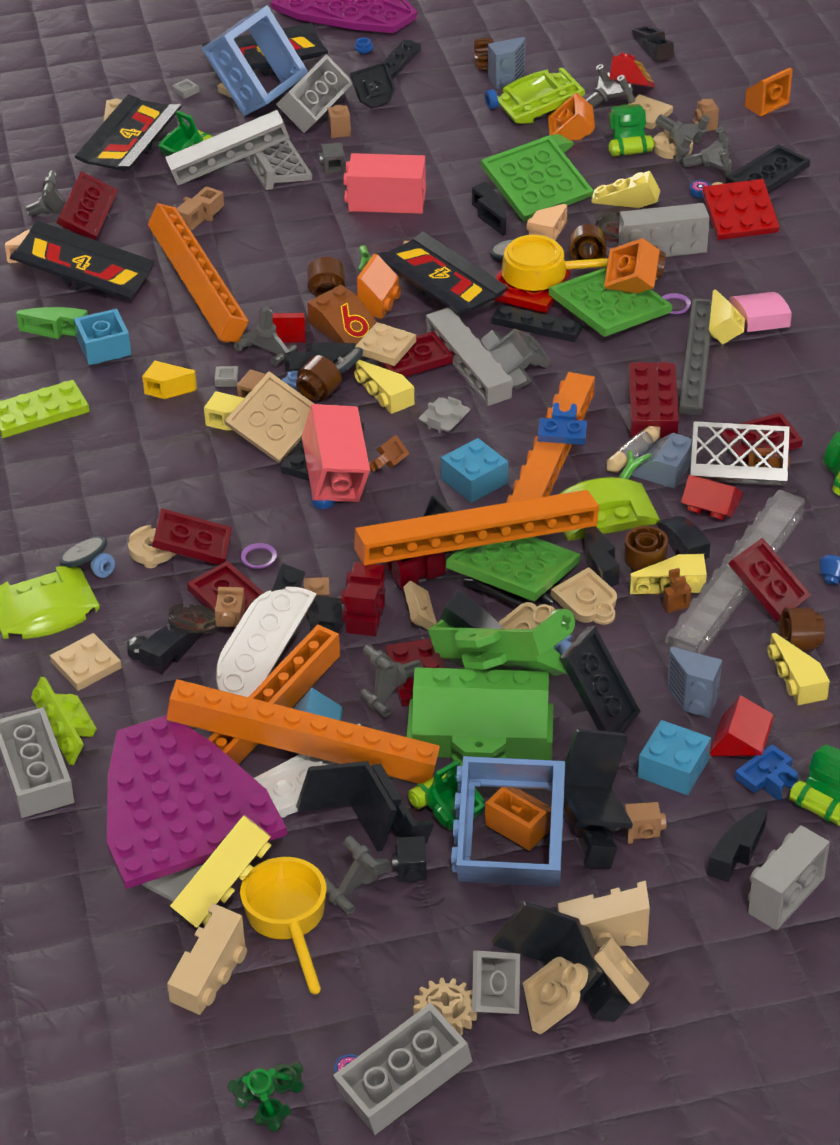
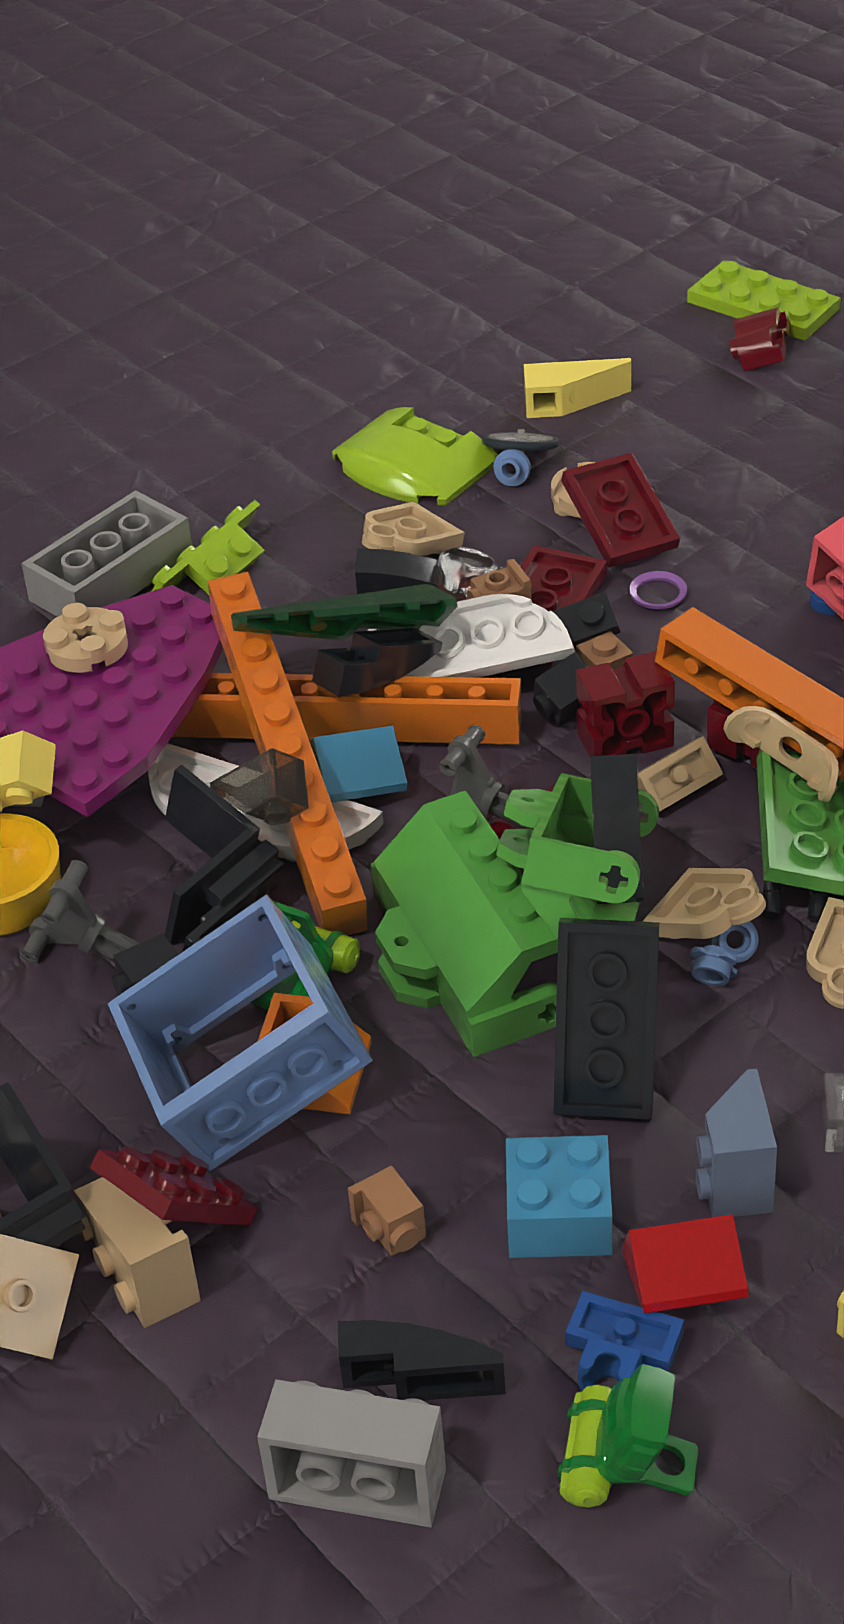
camera: 65 degrees right, 0 degrees up
(46, 516) = (573, 385): none -> light yellow slope
(83, 423) = (760, 338): none -> dark red cylinder
(85, 661) = (328, 533): tan plate -> none
(126, 627) = (409, 530): none -> tan plate
(142, 766) = (100, 632): none -> tan plate
(238, 648) = (343, 615): none -> dark green wedge
(263, 670) = (373, 660): none -> black slope
(349, 744) = (266, 787): none -> clear smoke slope
(483, 546) = (766, 730): none -> tan piece
(589, 792) = (370, 1114): black piece -> none
(594, 884) = (175, 1186): none -> dark red plate

